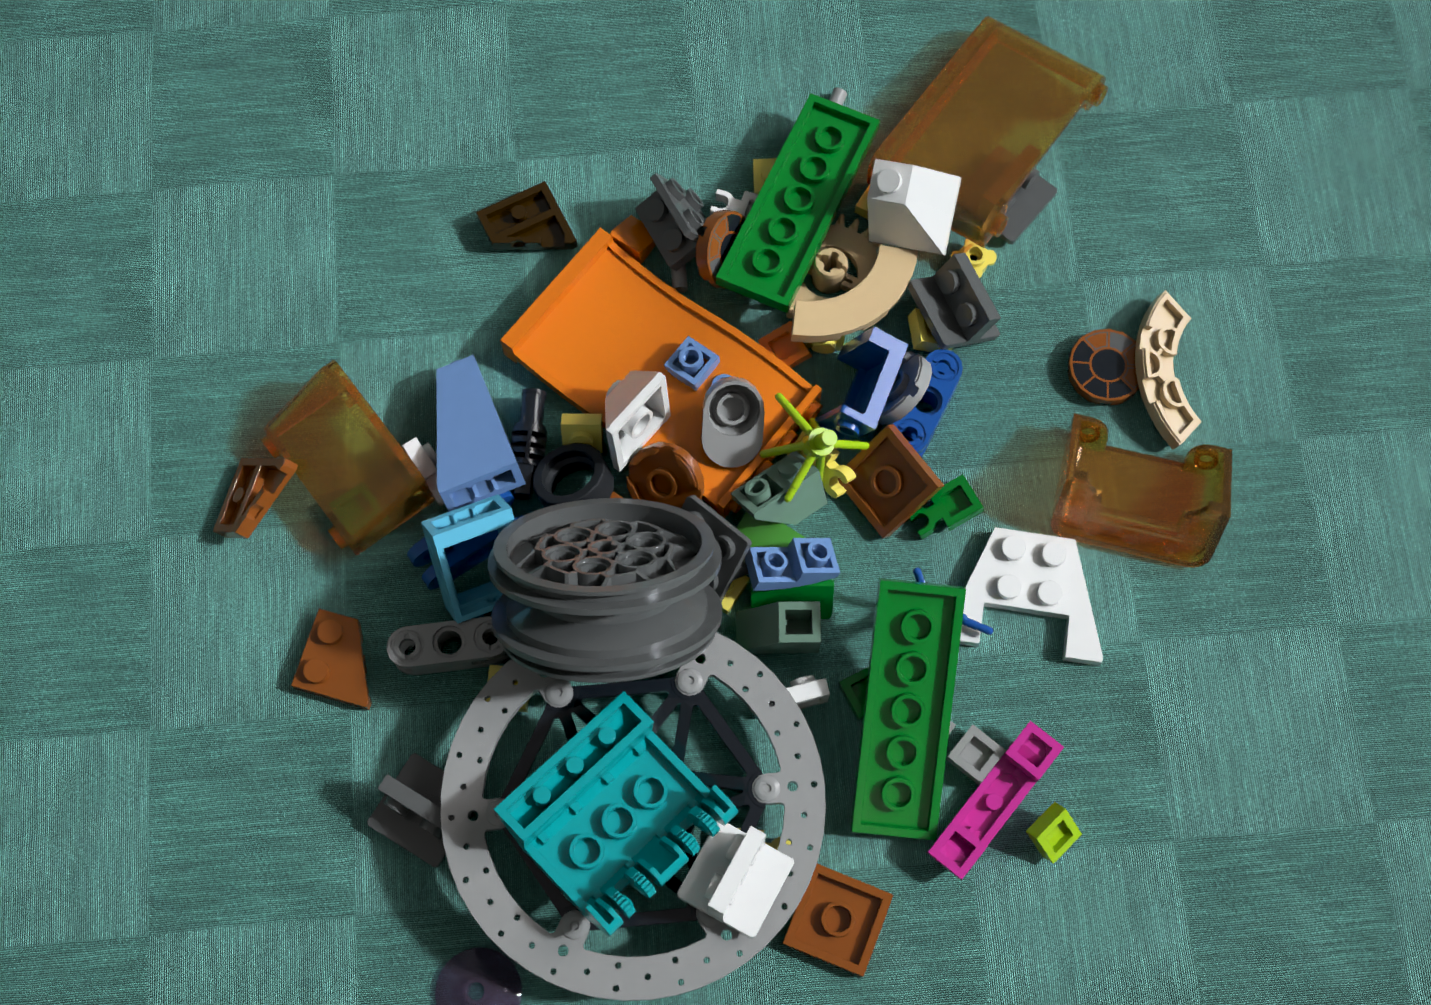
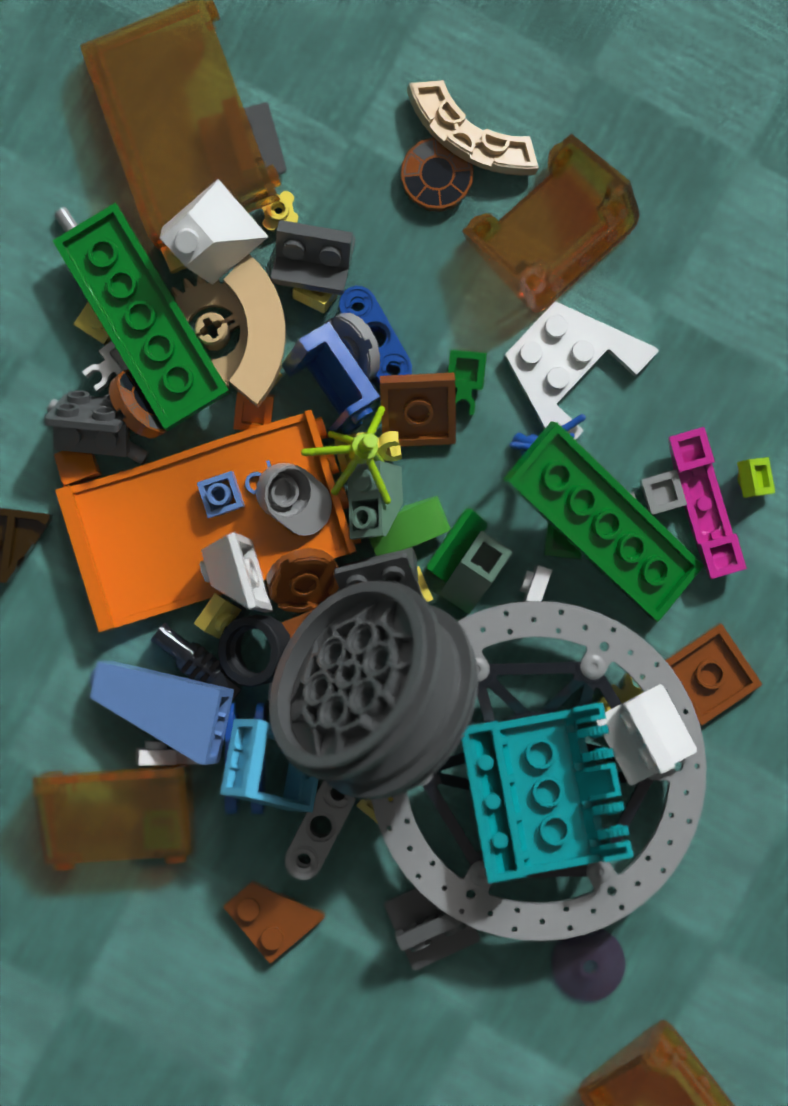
camera: 60 degrees left, 15 degrees up
(252, 494) = (96, 904): dark orange wing -> none
(798, 565) = (437, 530): medium blue slope -> none

